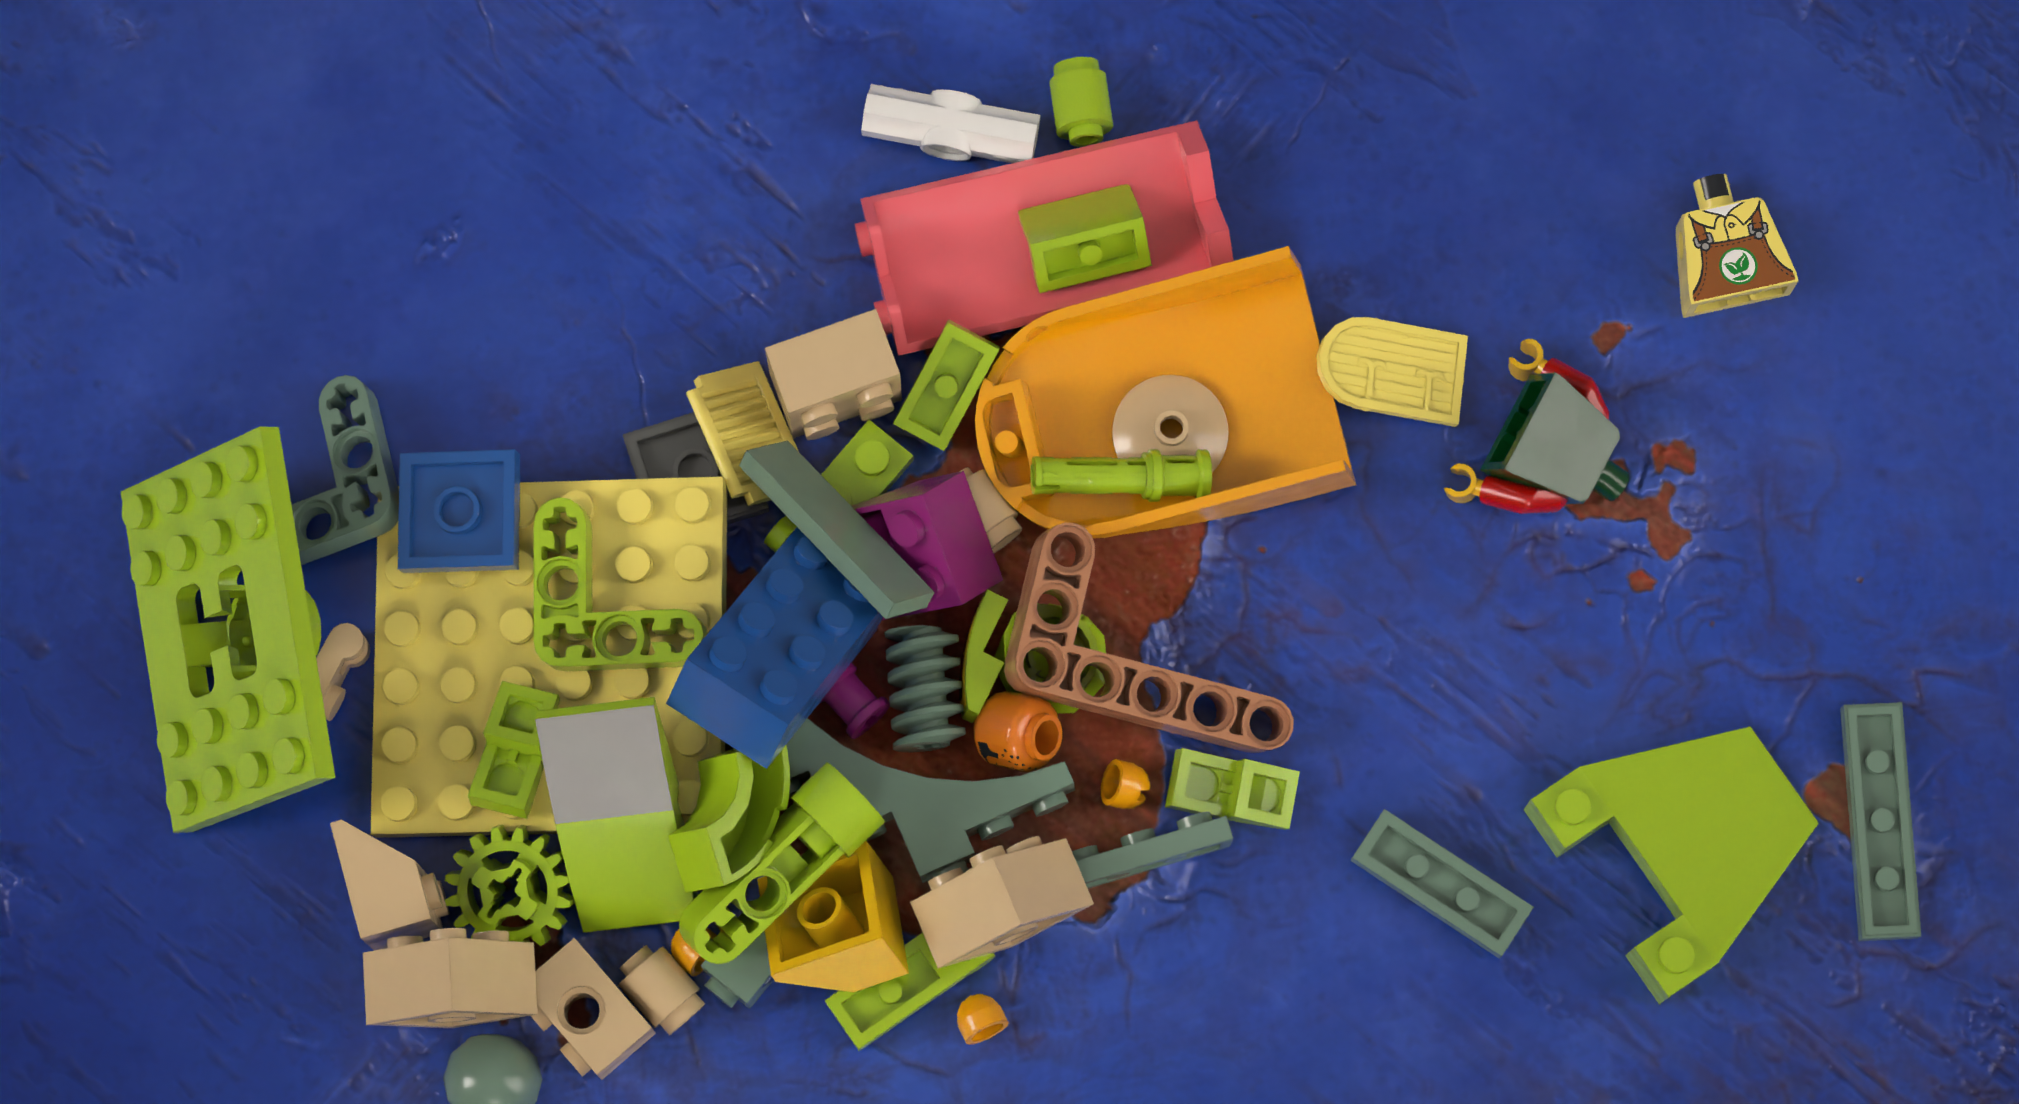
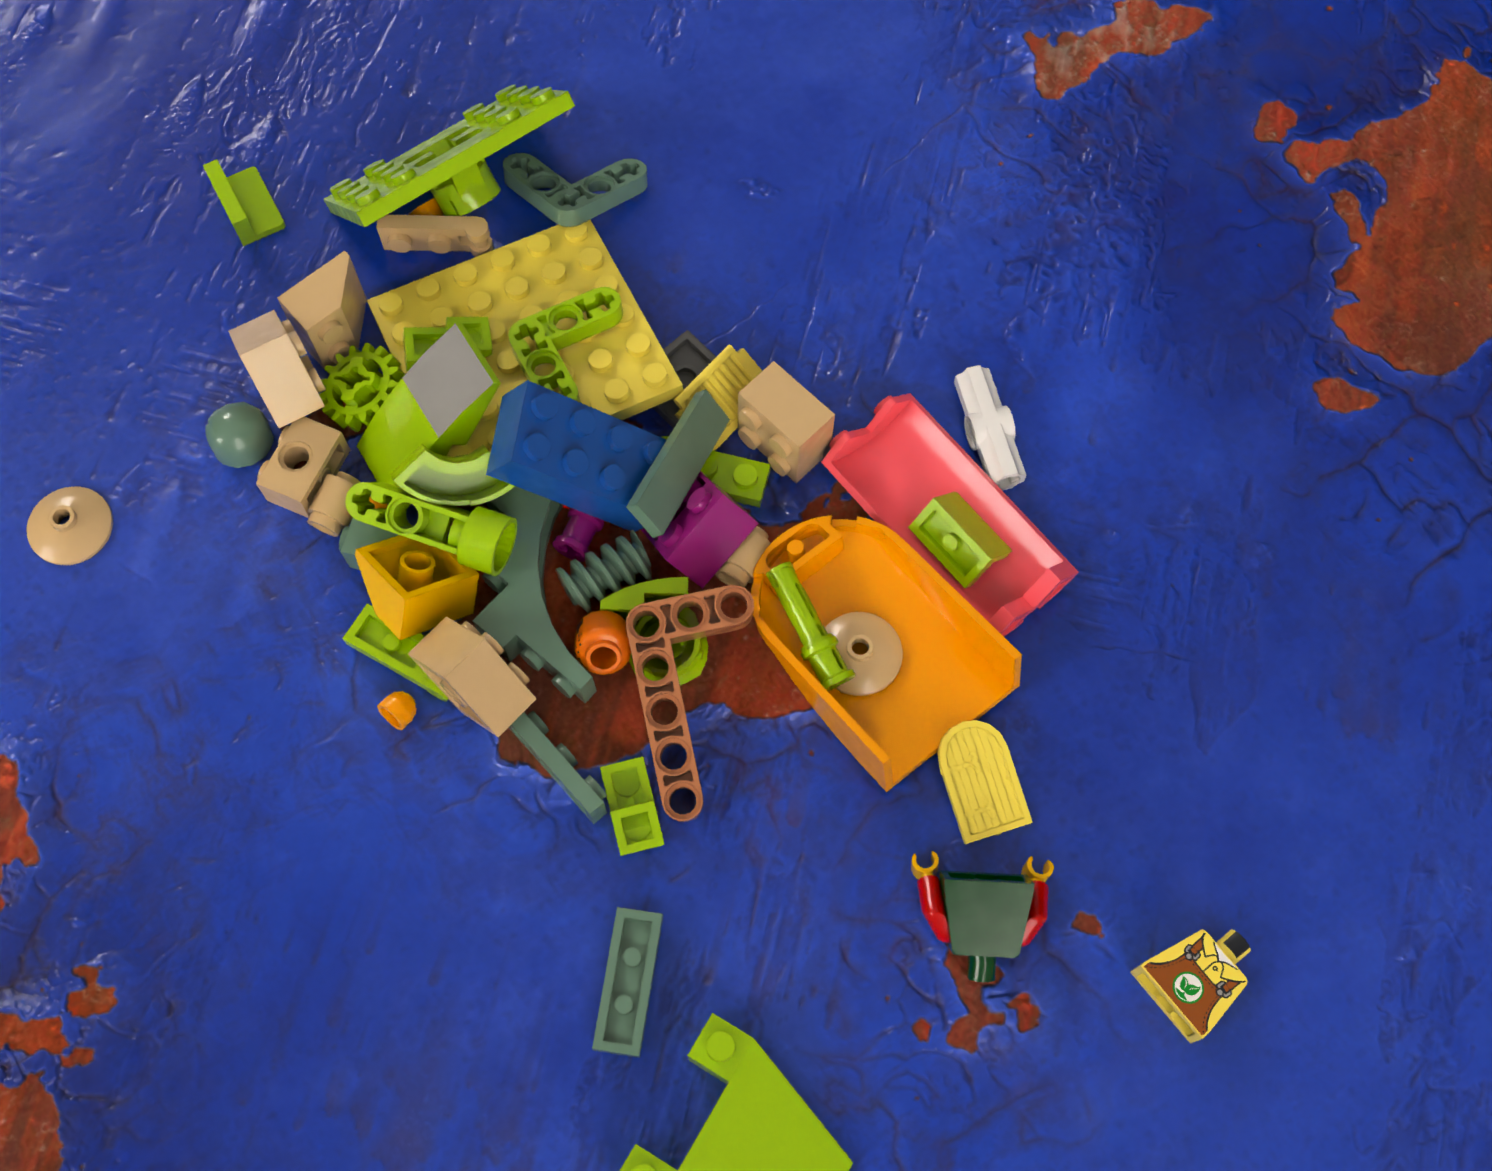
camera: 65 degrees right, 10 degrees down
(124, 940) = (246, 202): none -> lime panel
(459, 511) = (585, 249): blue plate -> none
(946, 385) = (816, 496): lime plate -> none
(1080, 101) = (1051, 497): lime brick -> none
(1123, 785) = (601, 732): light orange hinge -> none

